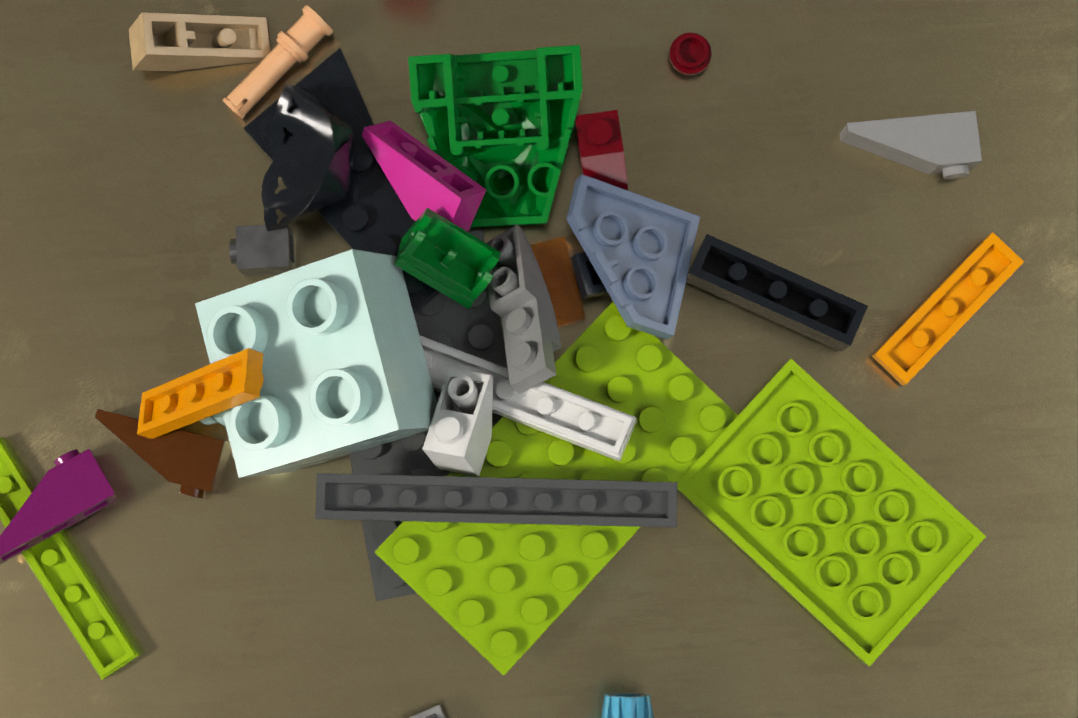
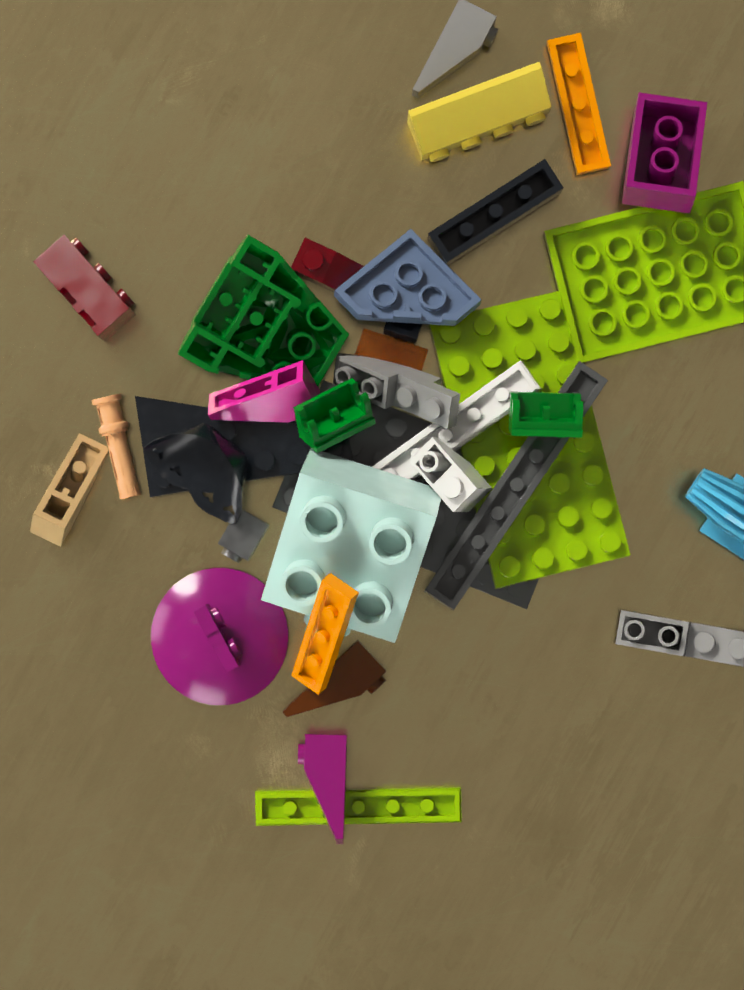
camera: 55 degrees left, 5 degrees up
(133, 293) = (219, 637): none -> magenta bracket
(594, 482) = (546, 414): none -> green hinge
(690, 54) = (293, 160): dark red plate -> none
(871, 208) = (480, 112): none -> light yellow slope
(959, 430) = (664, 153): none -> magenta brick

